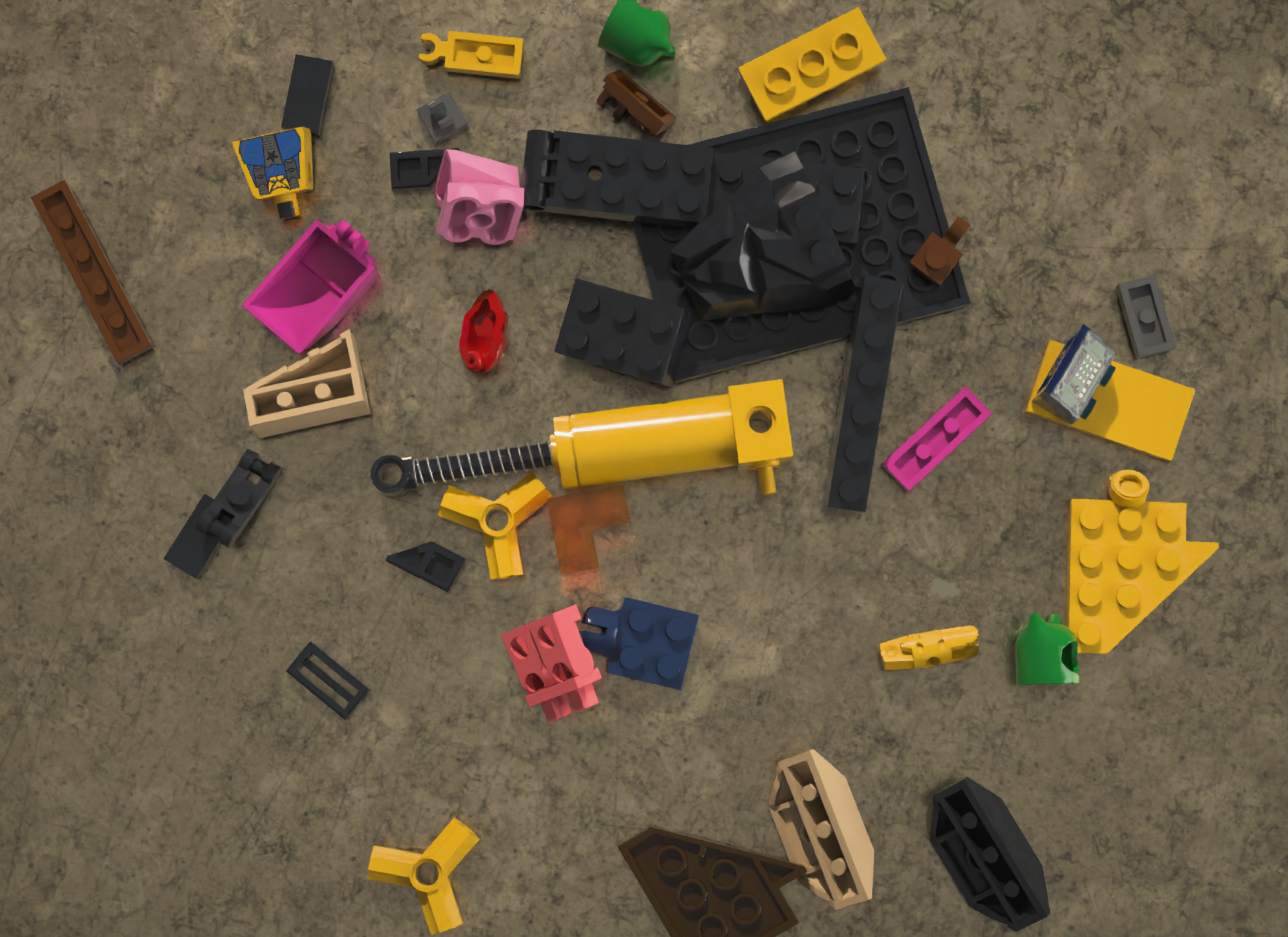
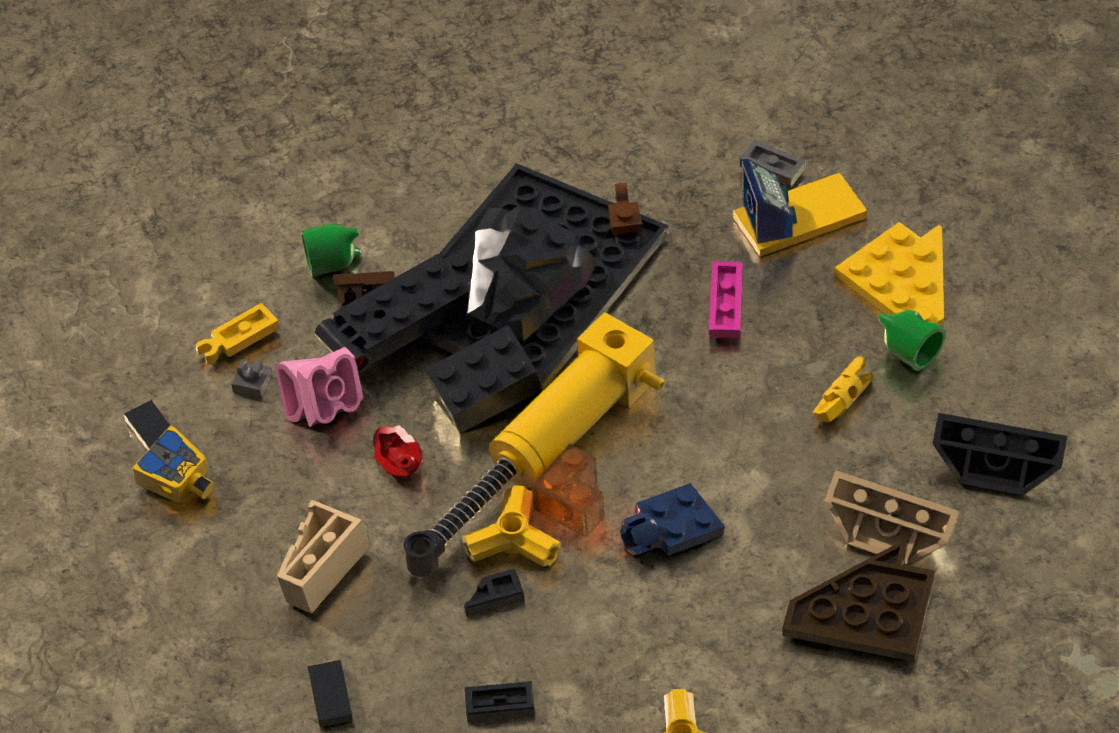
camera: 40 degrees left, 35 degrees down
(92, 272) = (106, 613): reddish brown plate -> none
(238, 498) = (334, 648): black plate -> none
(314, 284) = (262, 496): dark pink piece -> none
(415, 169) = (263, 413): black tile -> none
(553, 662) = (642, 564): coral hips -> none
(812, 64) = (448, 193): yellow brick -> none
(862, 393) = (659, 303): black brick -> none
(1129, 488) = (859, 238): yellow tile -> none

